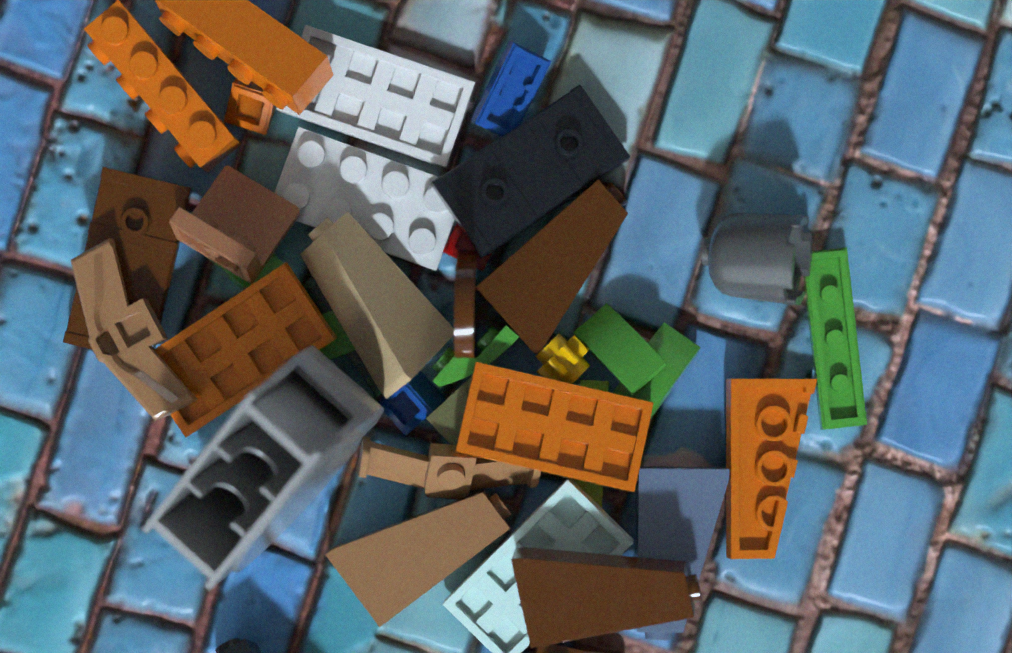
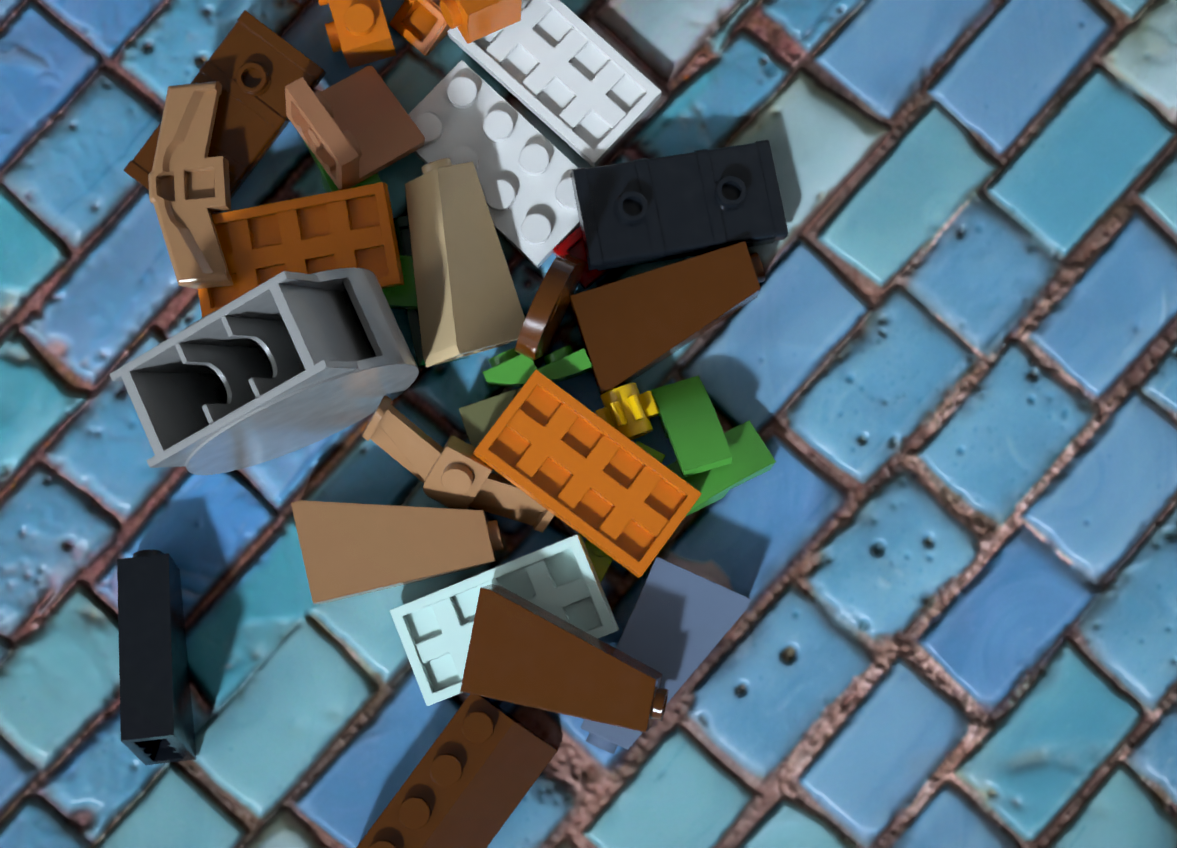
camera: 25 degrees right, 5 degrees down
(412, 403) = (450, 387): blue slope -> none
(510, 89) = (695, 114): blue plate -> none
(759, 256) = (879, 392): dark grey cylinder -> none
(761, 452) = (795, 595): orange wing -> none
(834, 340) = (919, 516): bright green tile -> none

